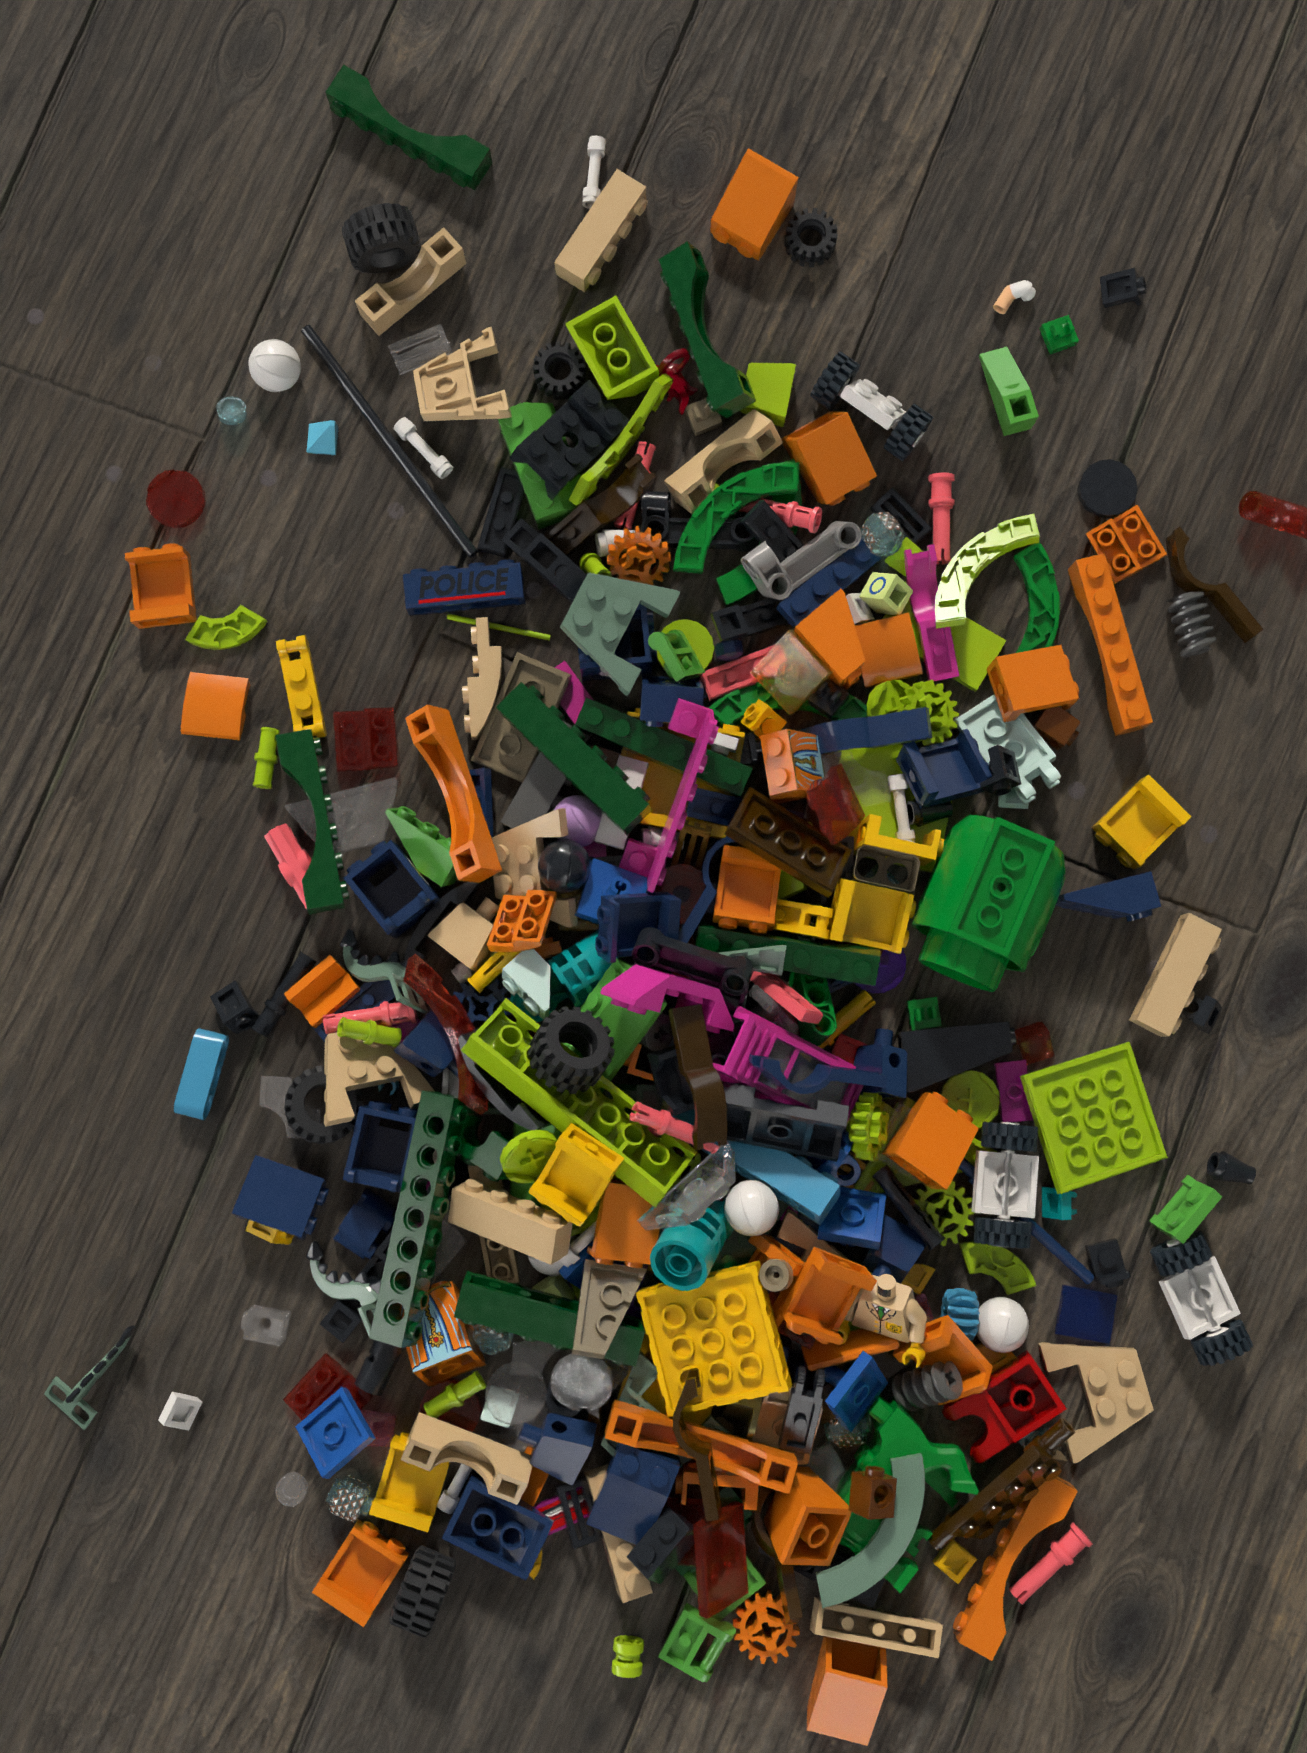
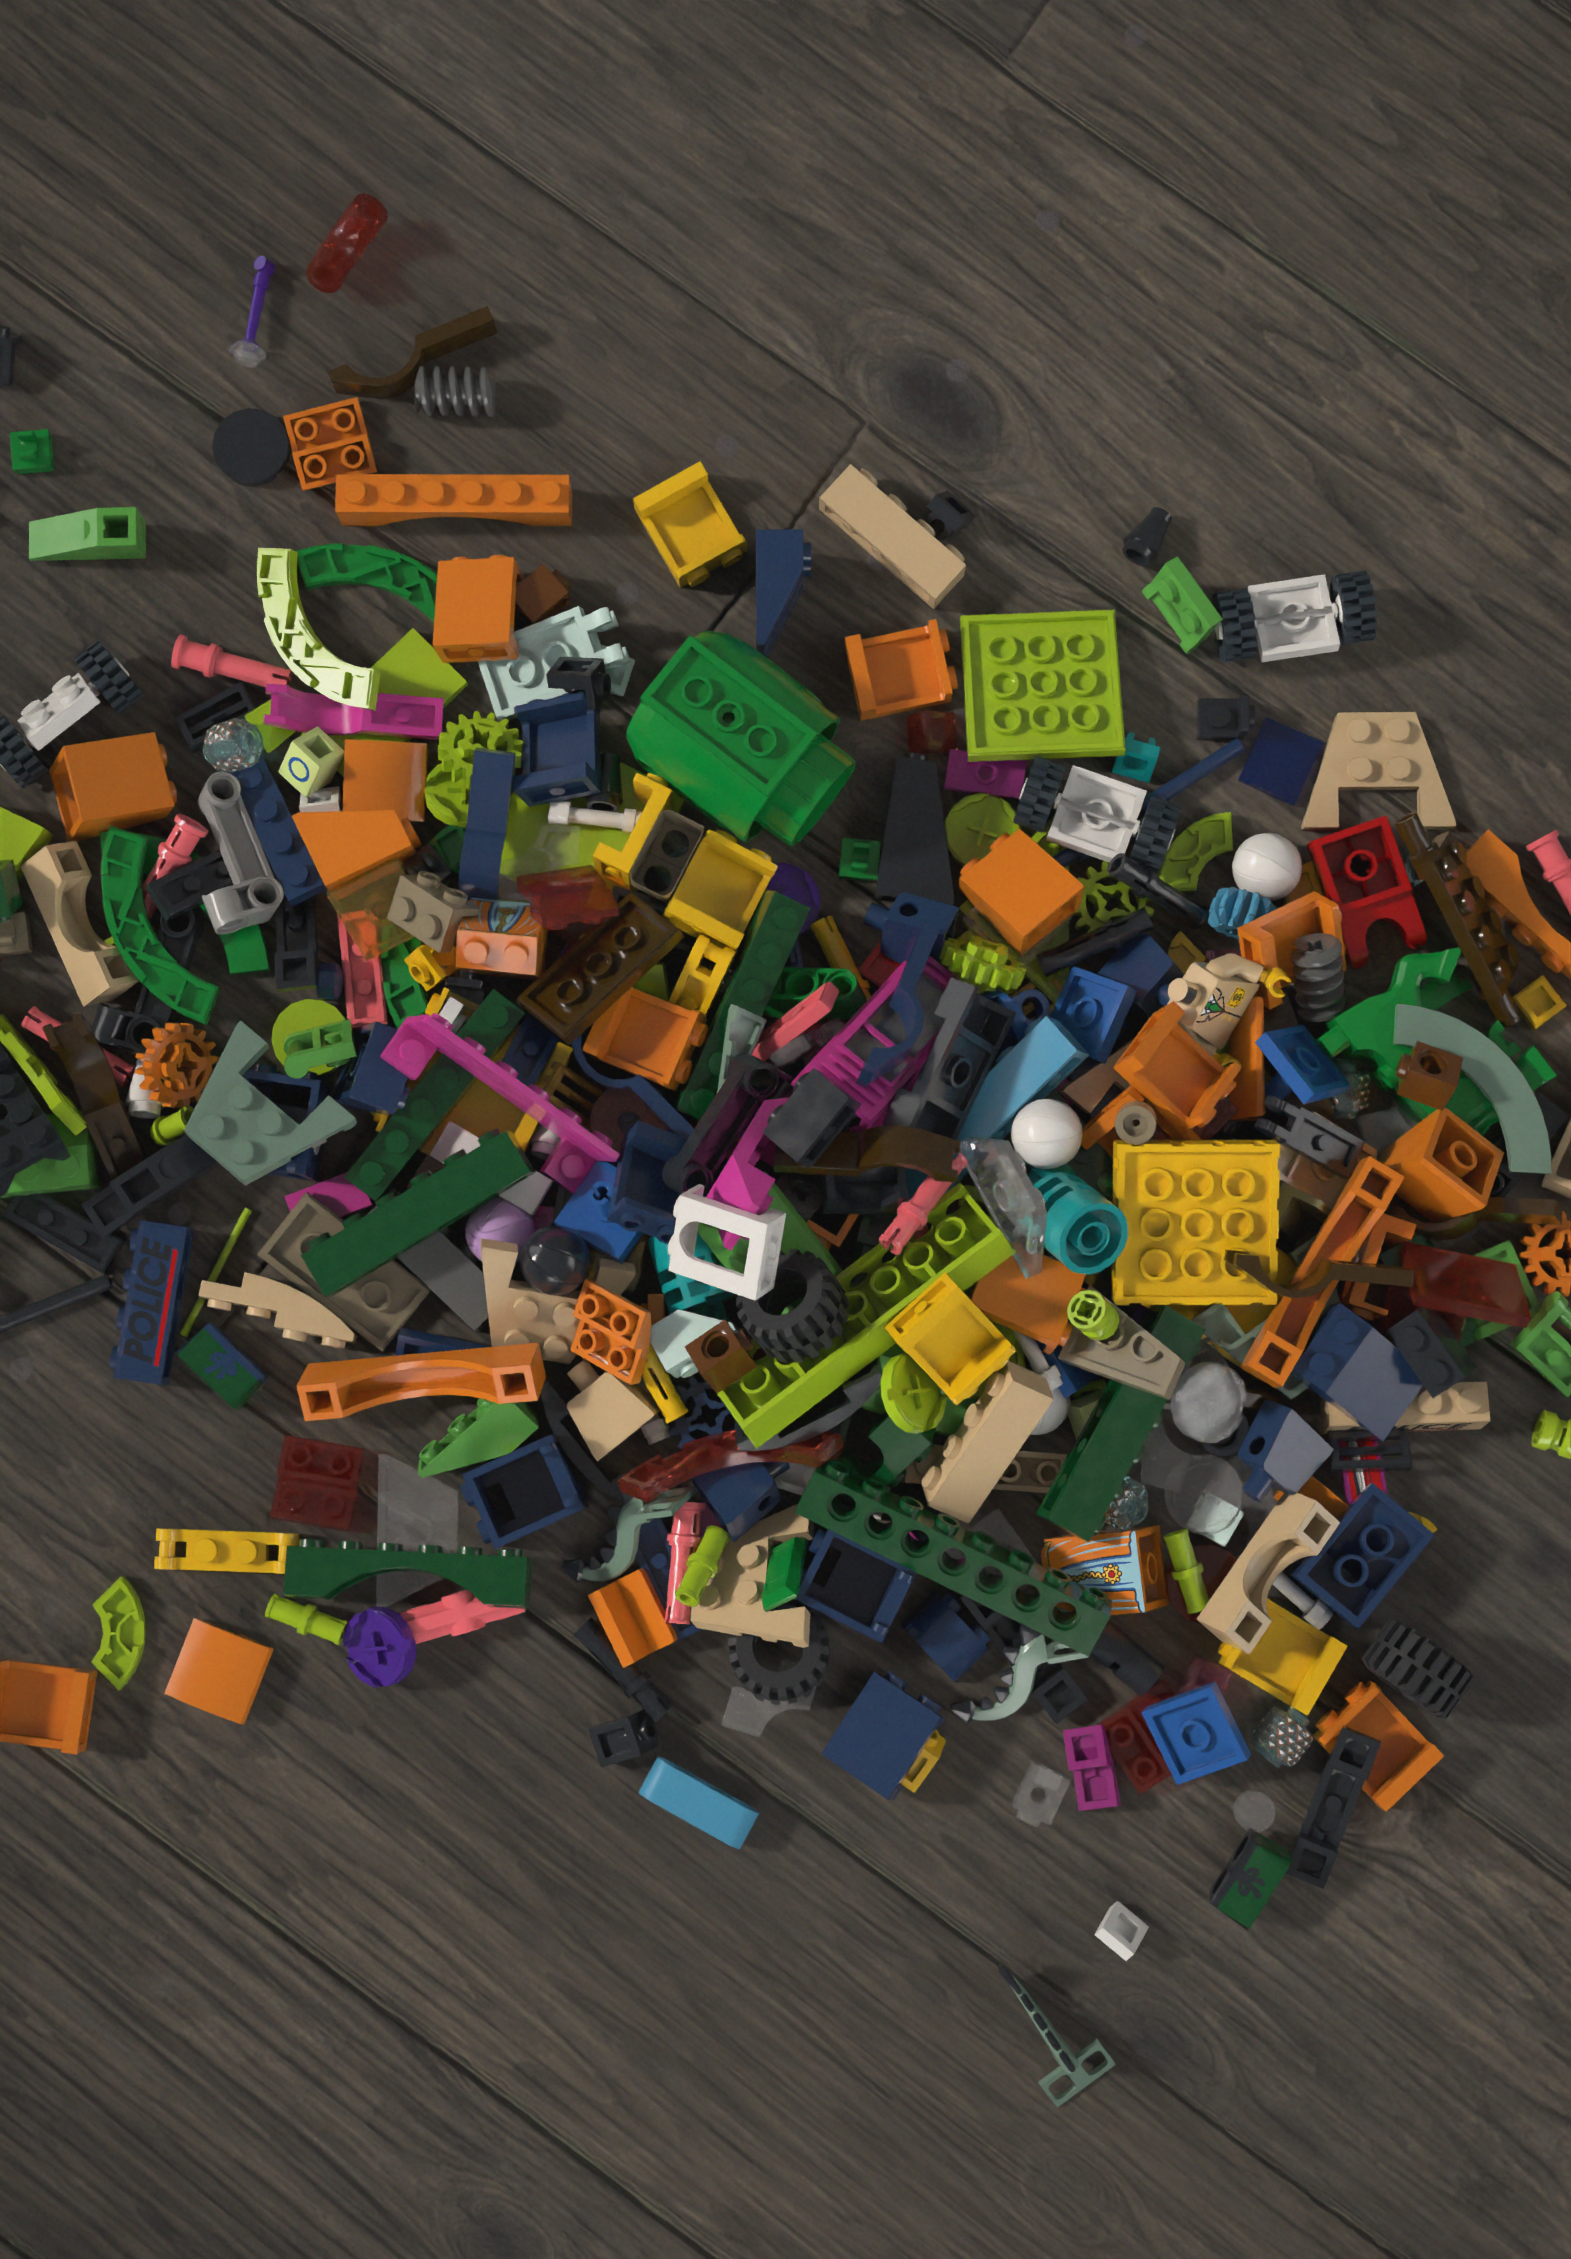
camera: 75 degrees left, 0 degrees up
(239, 1499) = (1249, 1878): none -> piece
(258, 814) = (379, 1646): none -> dark purple tile
(293, 1360) = (1092, 1767): none -> magenta slope
(307, 1548) = (1332, 1806): none -> black slope
(377, 1094) = (784, 1572): none -> green tile
(431, 649) = (222, 1366): none -> dark green piece
(520, 996) = (722, 1355): none -> reddish brown brick
(610, 1016) = (763, 1250): none -> white panel
(621, 1285) = (1102, 1315): none -> lime wheel
(713, 1027) = (811, 1117): none -> black brick
(798, 706) = (430, 909): none -> dark tan bracket
(963, 1235) = (1146, 883): none -> black pin
(1074, 1007) = (900, 671): none -> orange panel
(1178, 464) = (247, 350): none -> piece

